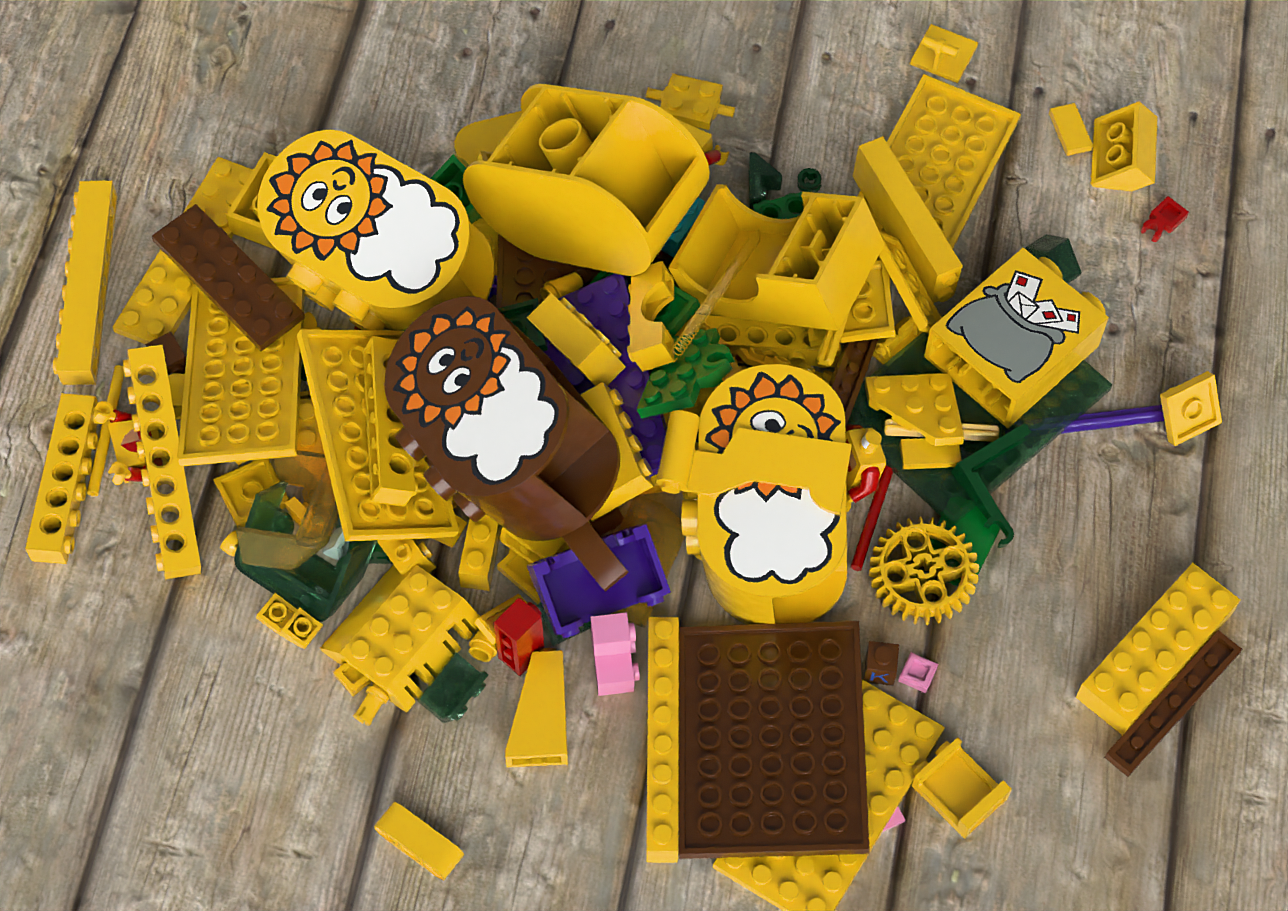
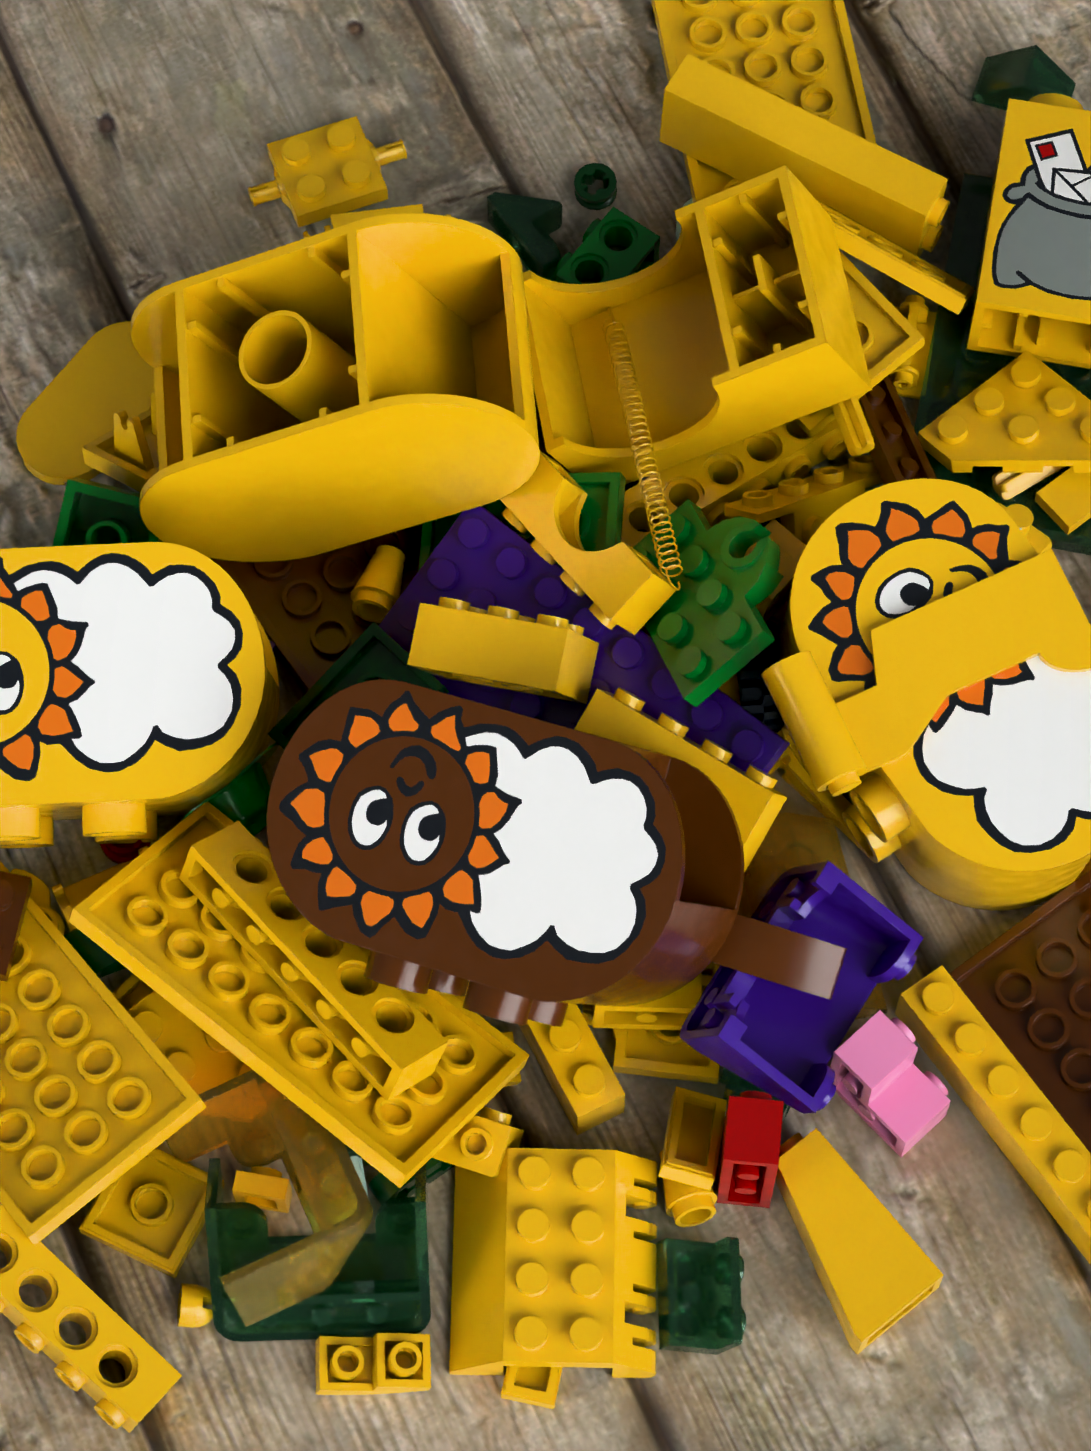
camera: 35 degrees left, 5 degrees up
(371, 704) = (596, 1401): yellow pin -> none

